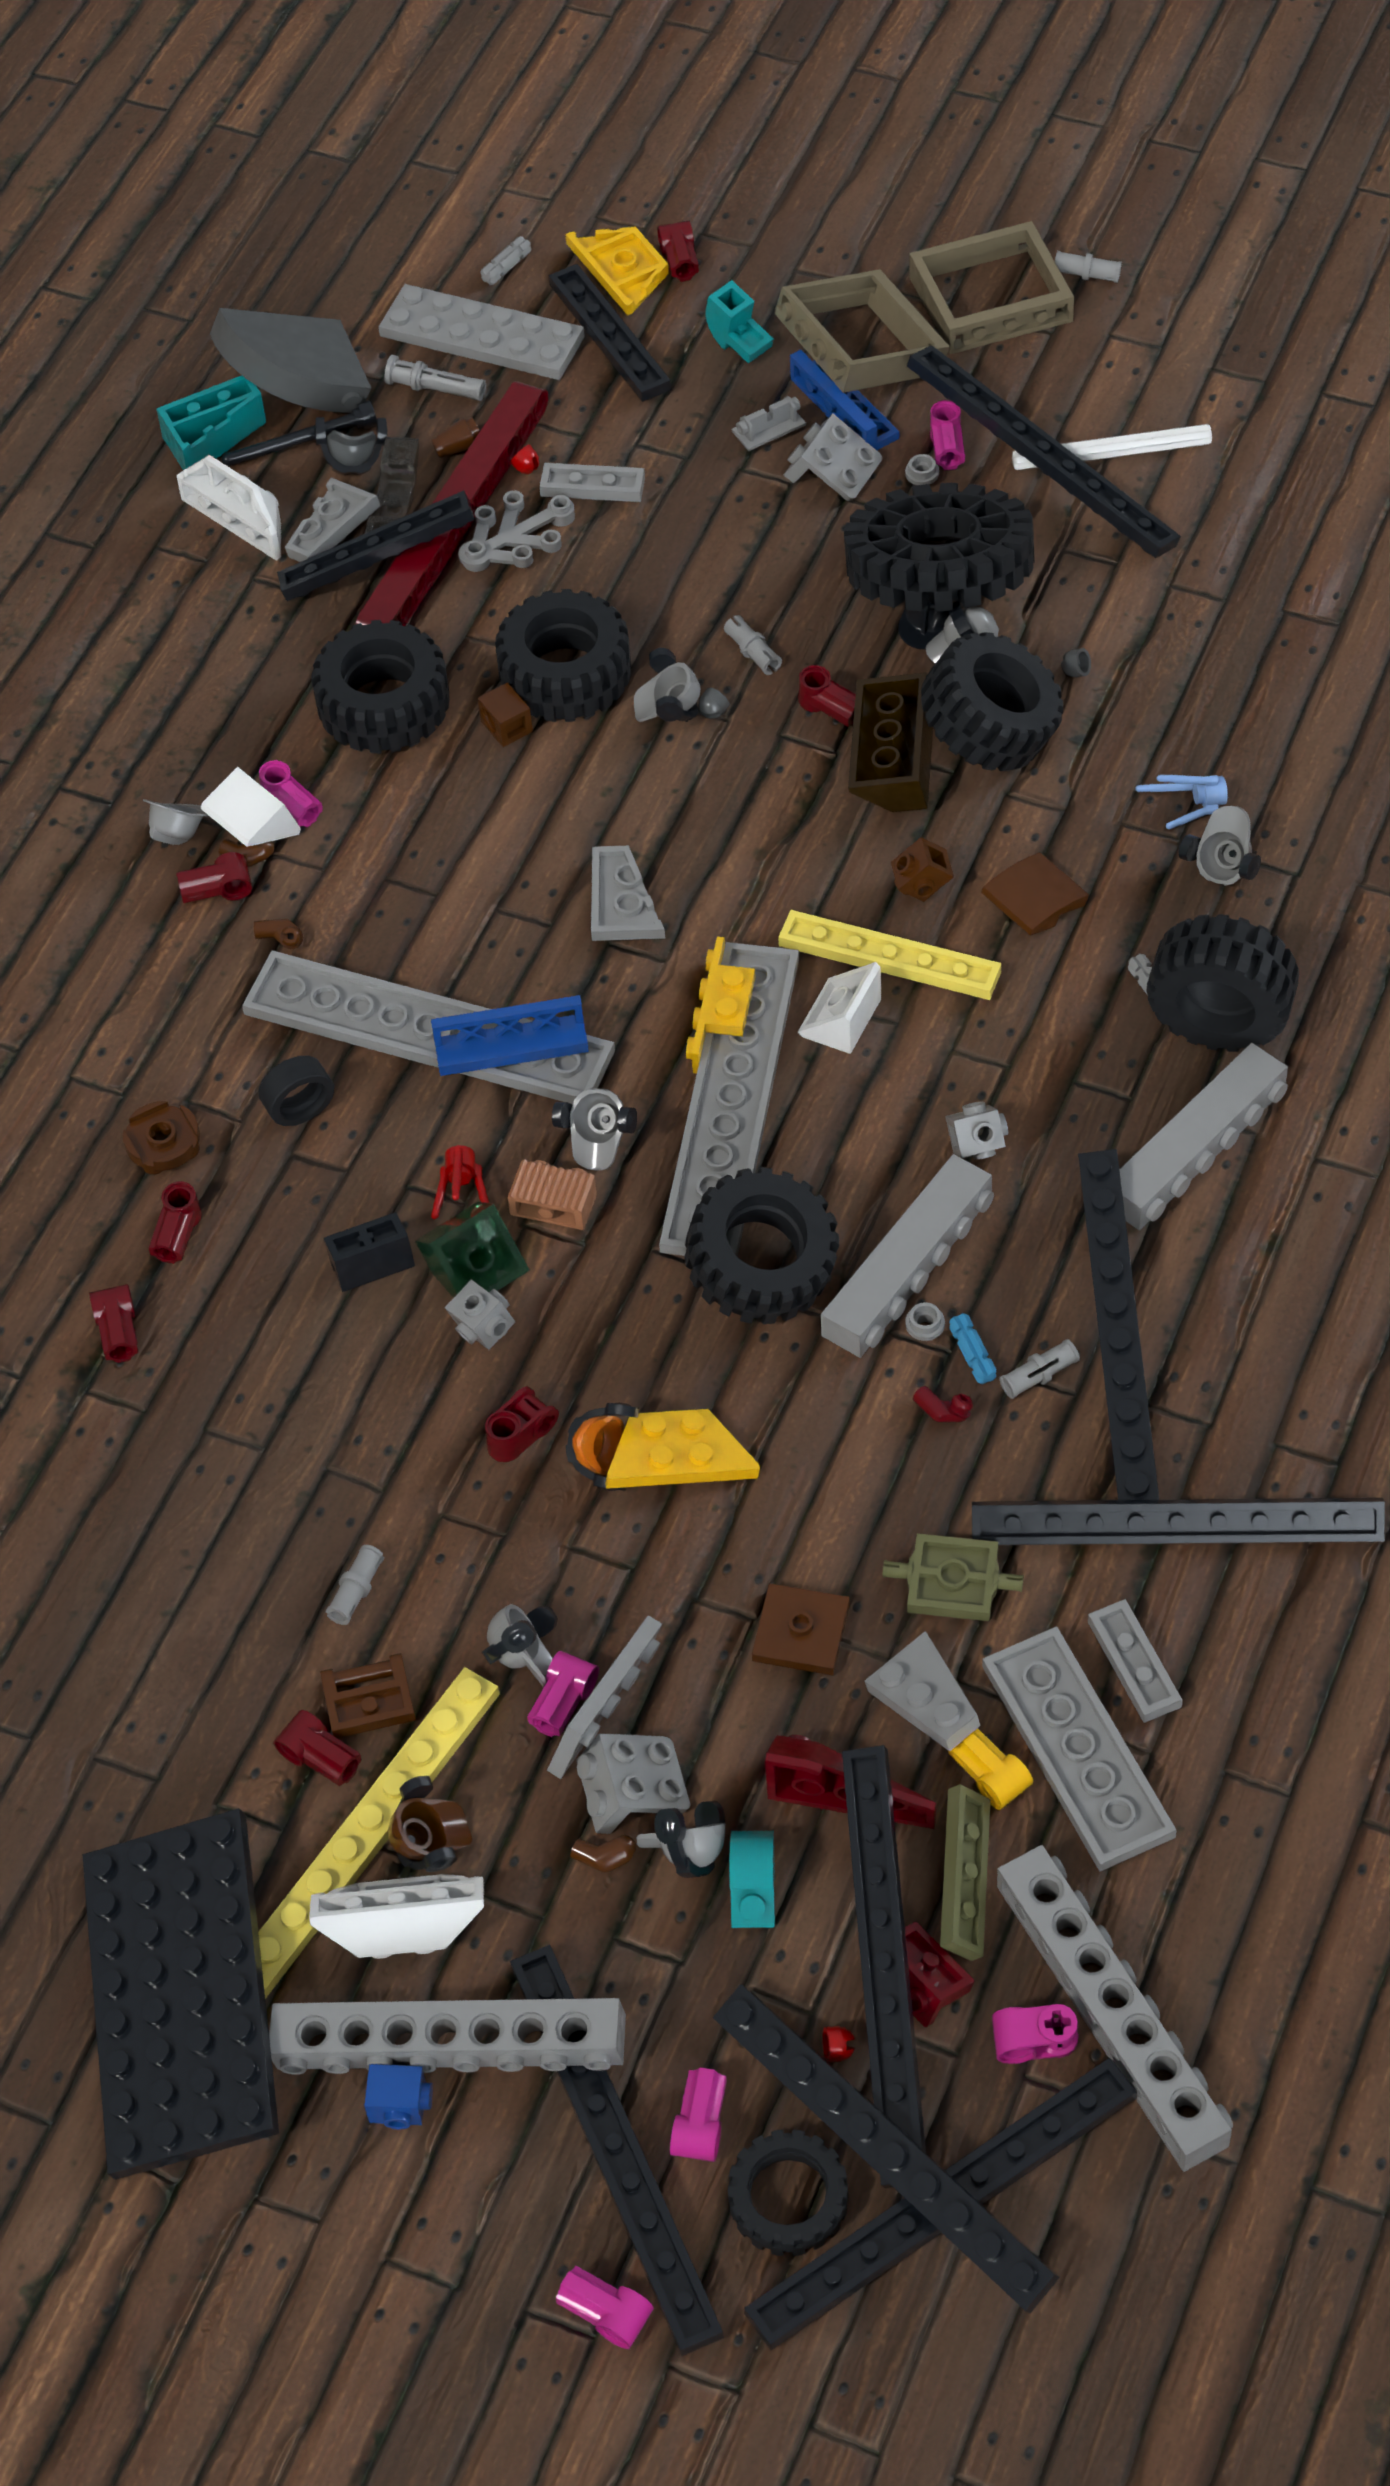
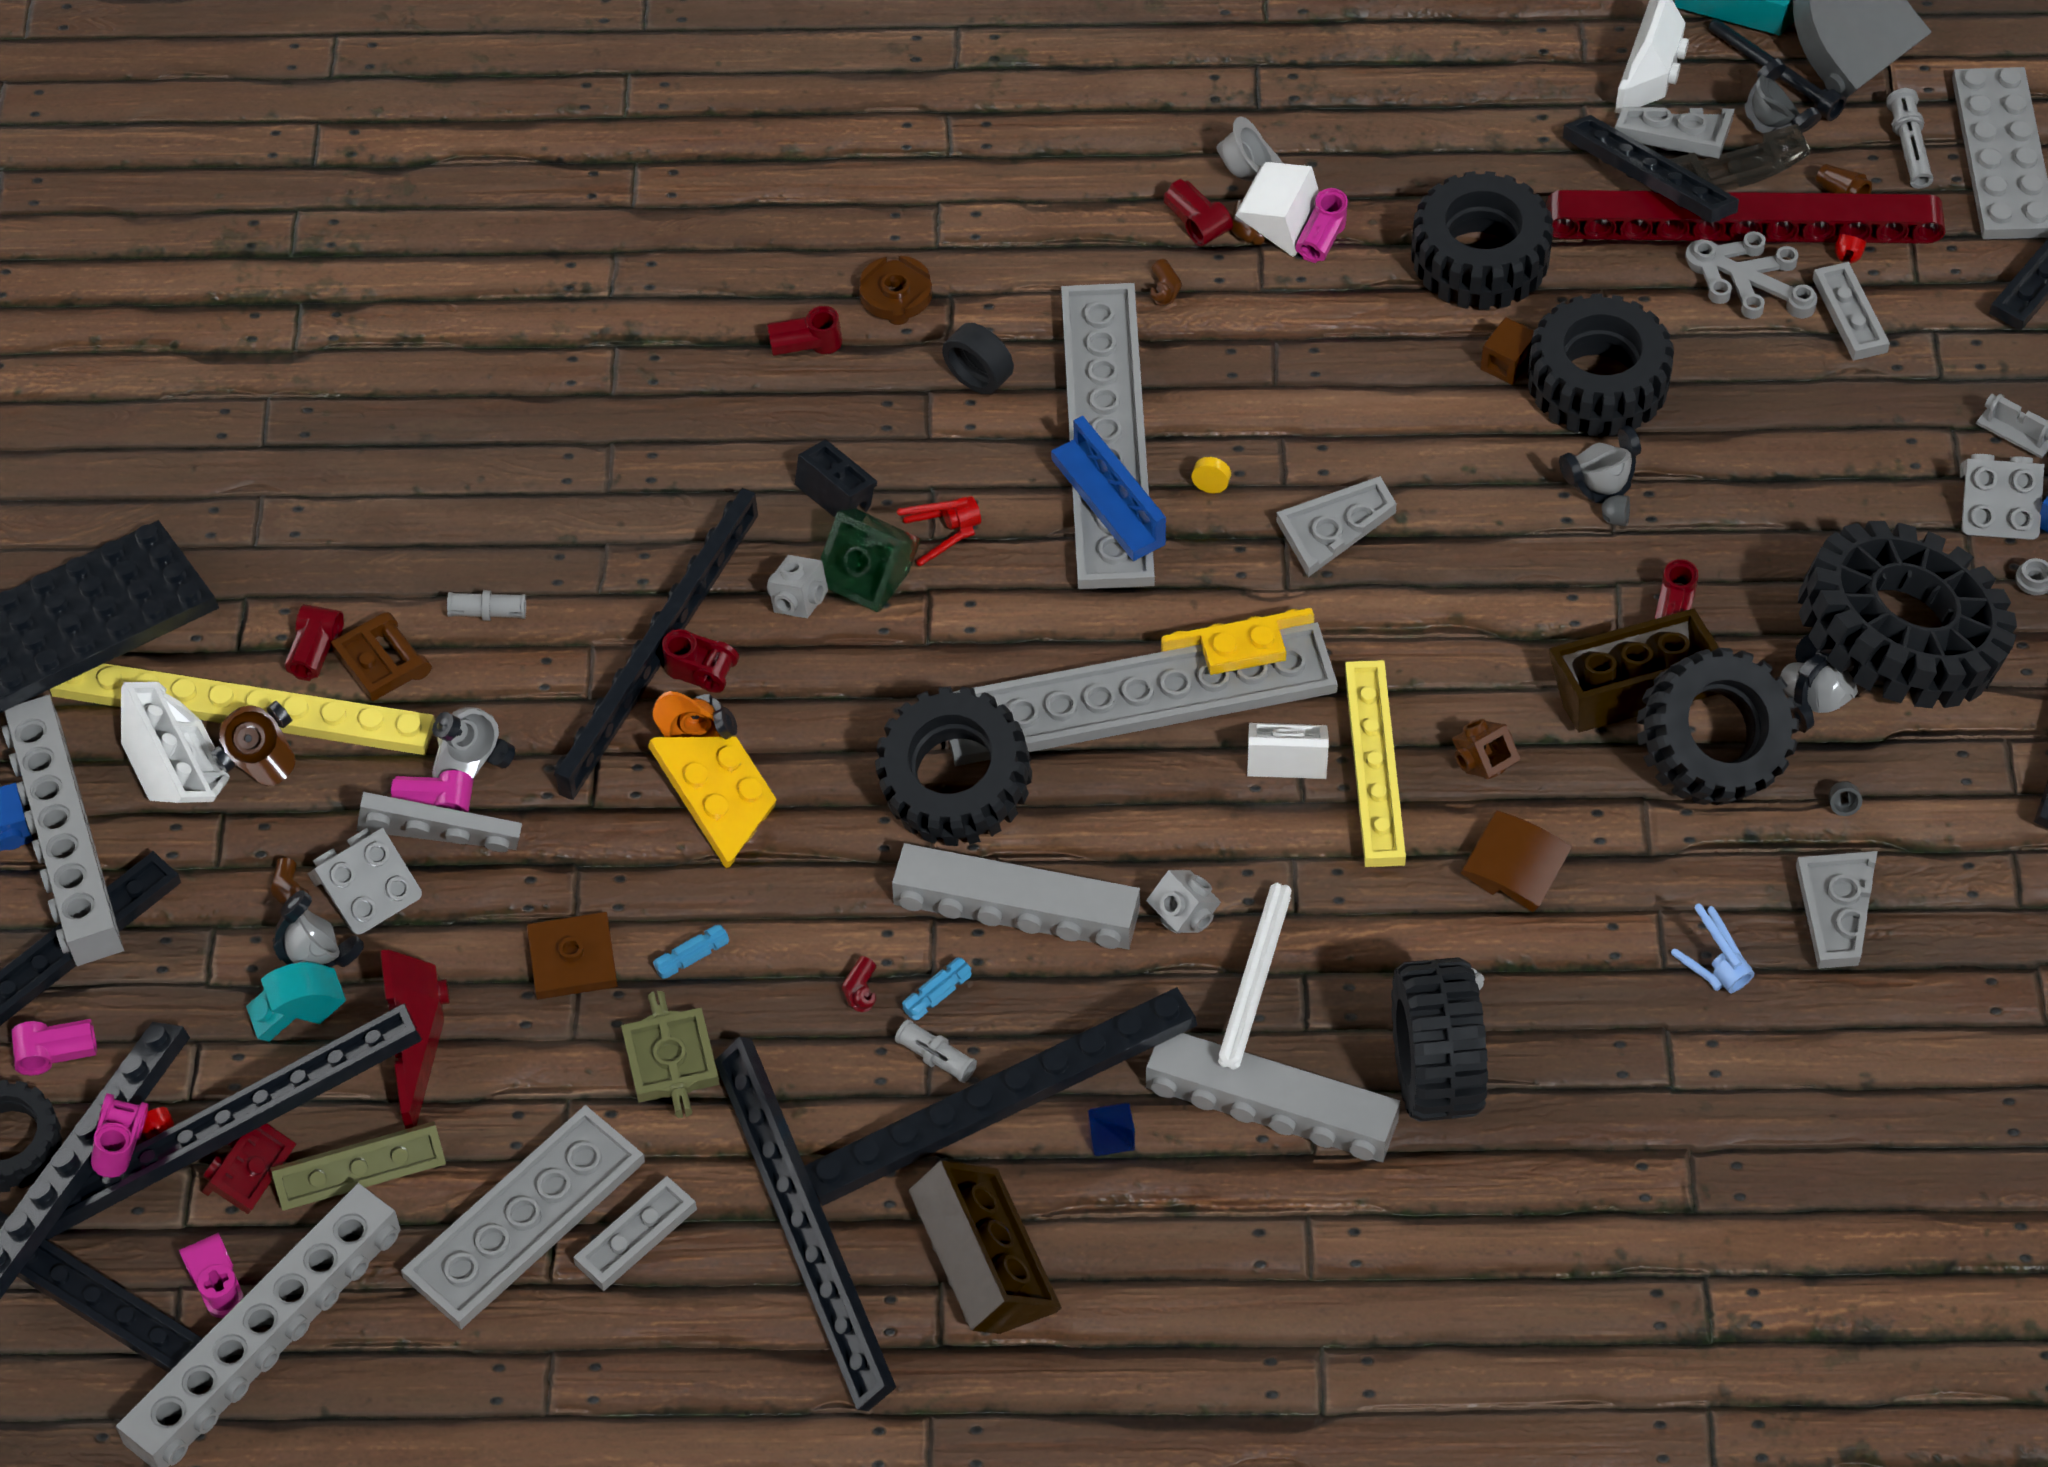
camera: 65 degrees right, 0 degrees up
(114, 1314) = (692, 328): dark red piece -> none
(486, 1458) = (647, 654): none -> black plate
(520, 966) = (1211, 475): none -> yellow tile
(552, 1194) = (960, 596): nougat brick -> none
(596, 1126) = (1050, 597): light grey cap -> none
(753, 645) = (1713, 516): light grey pin -> none
(843, 1528) = (691, 951): none -> dark azure axle
(863, 2061) = (117, 1129): none -> dark pink piece
(925, 1313) = (949, 930): light grey plate -> none
(925, 1693) = (528, 1069): light grey wing -> none
(996, 1775) = (471, 1158): yellow piece -> none
(1079, 1103) = (1254, 976): none -> white axle
(1173, 705) = (1836, 904): none -> light grey wing
(1181, 1261) = (1111, 1129): none -> clear blue slope
(1225, 847) = (1649, 1003): light grey cap -> none
(1263, 1395) = (983, 1247): none -> dark brown slope

